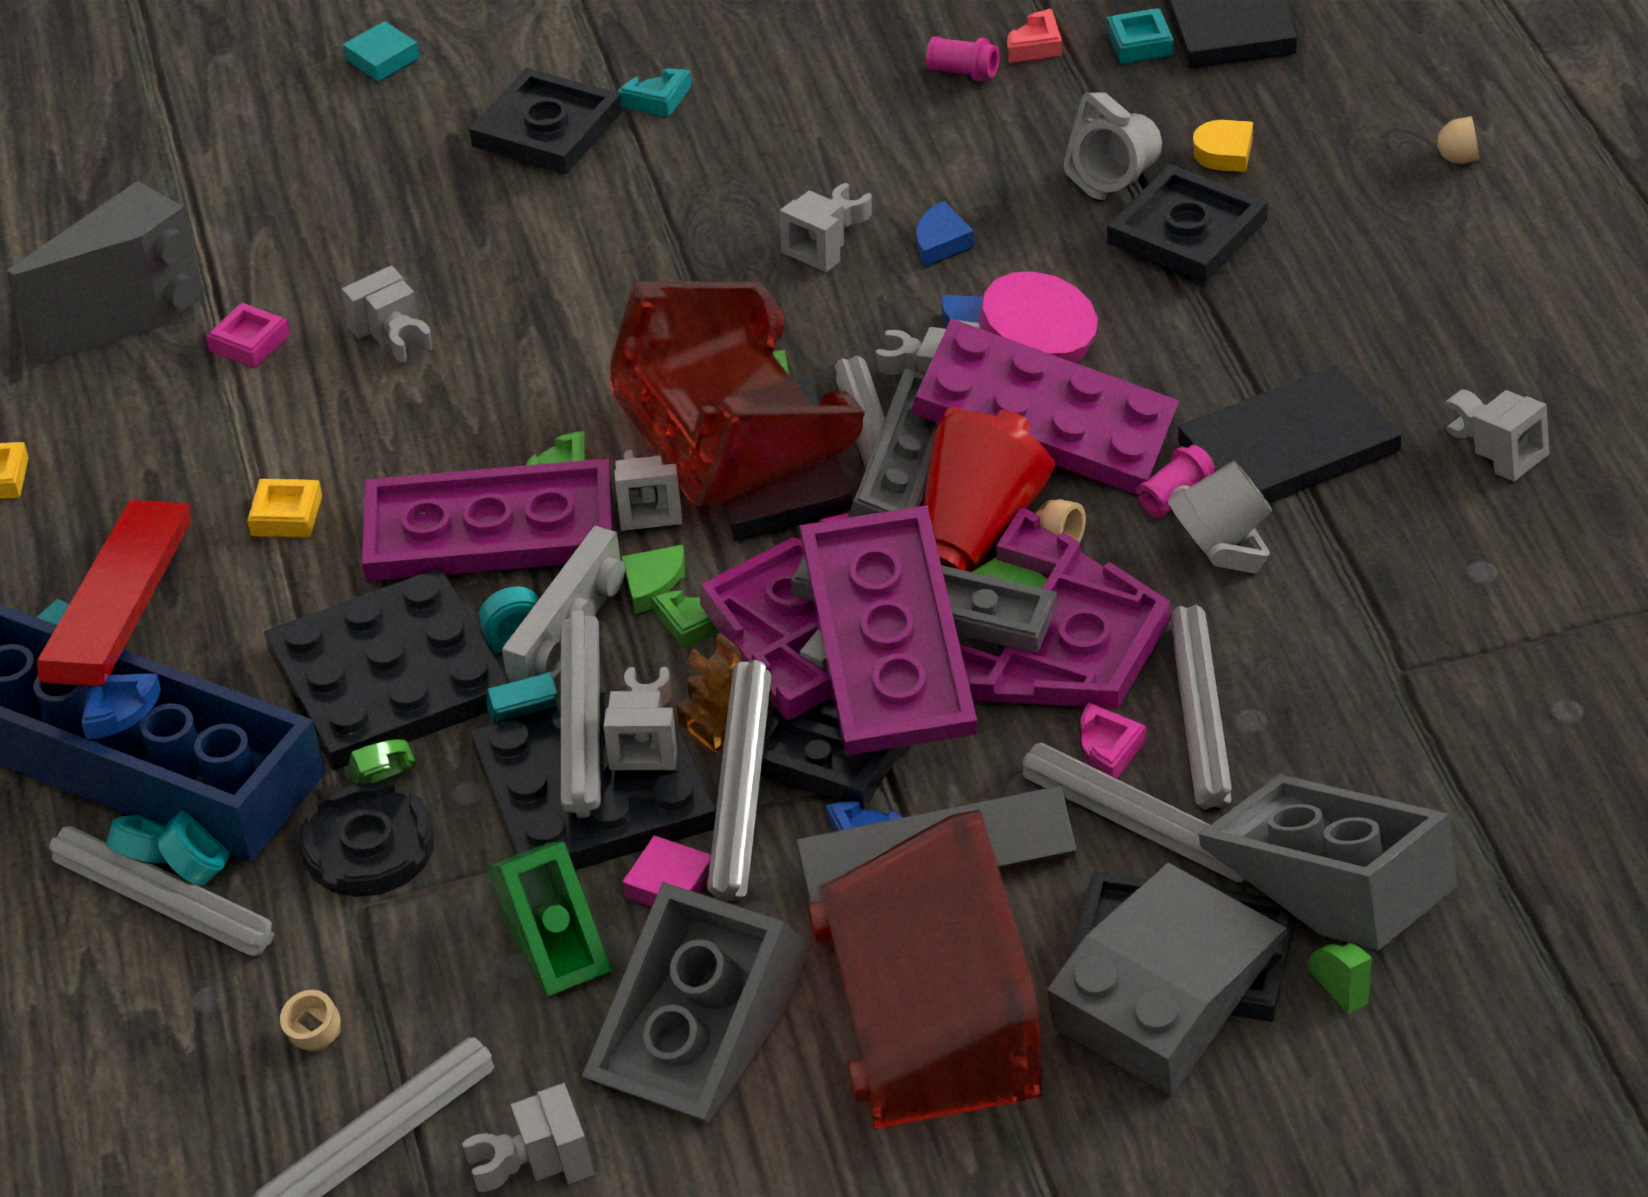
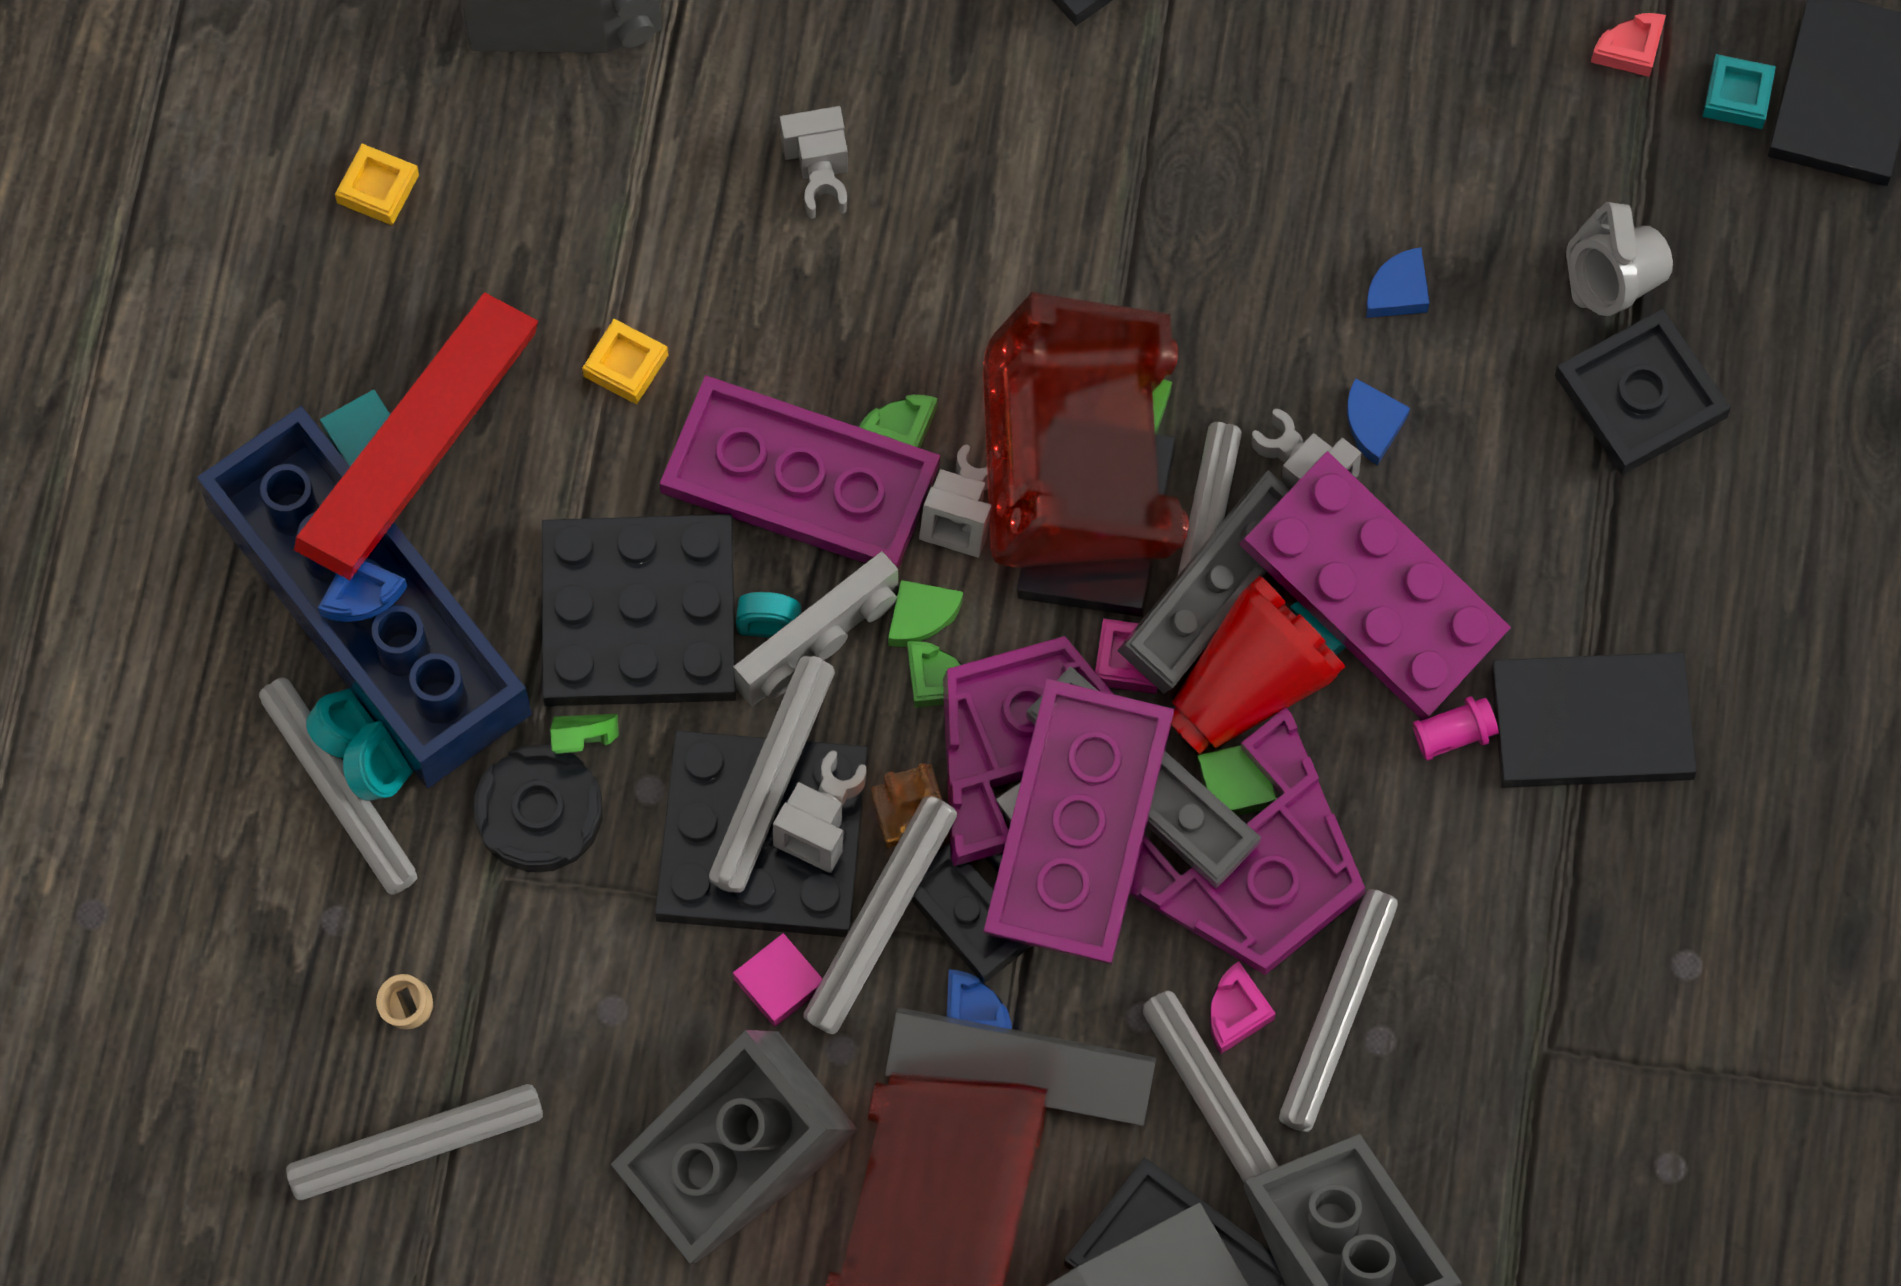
camera: 20 degrees right, 25 degrees up
(248, 335) = (680, 111): dark pink tile -> none
(521, 697) = (733, 721): teal tile -> none
(547, 1139) = (549, 1224): light grey piece -> none
(549, 917) = (650, 984): green slope -> none
(815, 225) = (1278, 227): light grey piece -> none
(963, 57) = (1540, 46): dark pink pin -> none
(1040, 314) = (1430, 457): dark pink tile -> none
(1063, 516) = (1321, 731): tan hinge -> none
(1223, 145) = (1739, 292): yellow tile -> none
(1223, 518) = (1461, 803): light grey piece -> none
(1506, 430) = (1793, 817): light grey piece -> none

